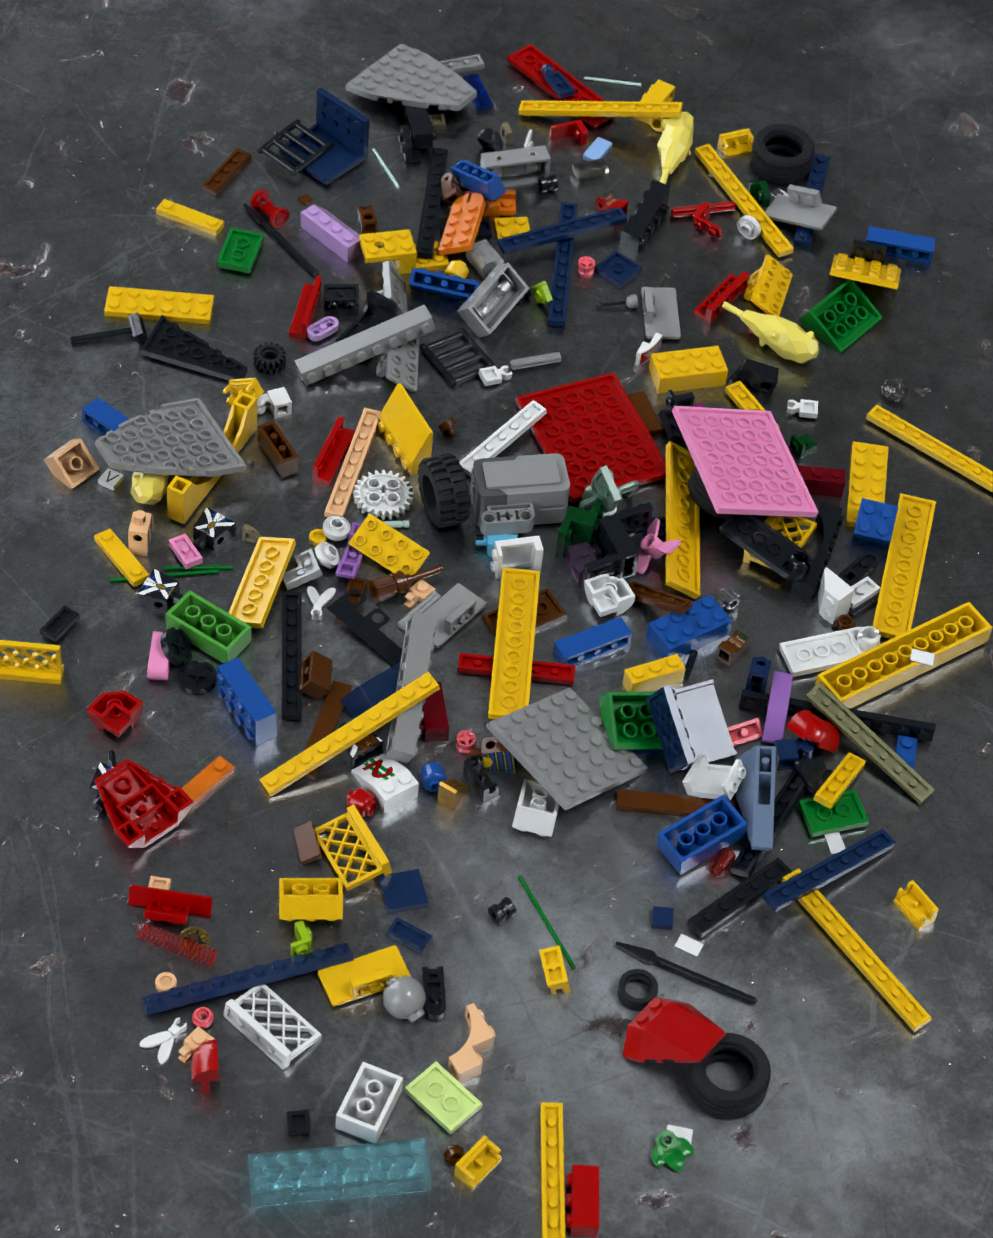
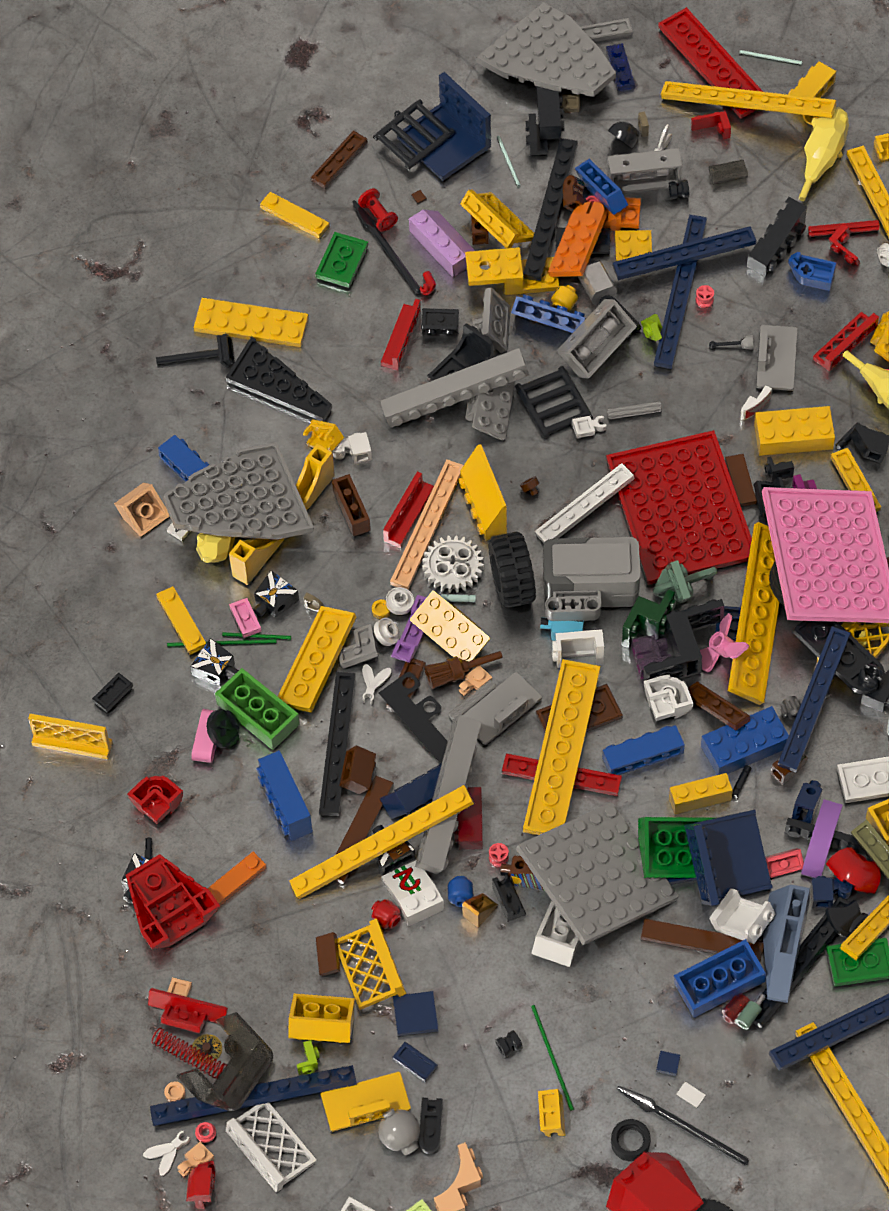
camera: 15 degrees right, 10 degrees up
(141, 525) = (204, 591): light nougat torso -> none
(197, 677) = (241, 761): black tile -> none
(239, 948) = (247, 1065): none -> clear smoke windscreen
(269, 365) = (359, 402): black tyre -> none
(322, 328) = (415, 360): lavender plate -> none
(326, 267) = (430, 283): none -> red arm
(381, 209) = (496, 218): none -> yellow fence
(557, 82) = (707, 61): dark blue plate -> none
(597, 149) = (739, 147): light blue tile -> none
(607, 201) = (742, 218): red leg -> none
(618, 269) = (739, 299): dark blue tile -> none
(681, 242) = (819, 271): none -> blue piece
(736, 863) = (750, 1012): none -> sand green piece
(738, 897) = (748, 1048): black plate -> none
(750, 584) = (813, 699): none -> dark blue plate
(835, 842) = (858, 994): white sticker -> none

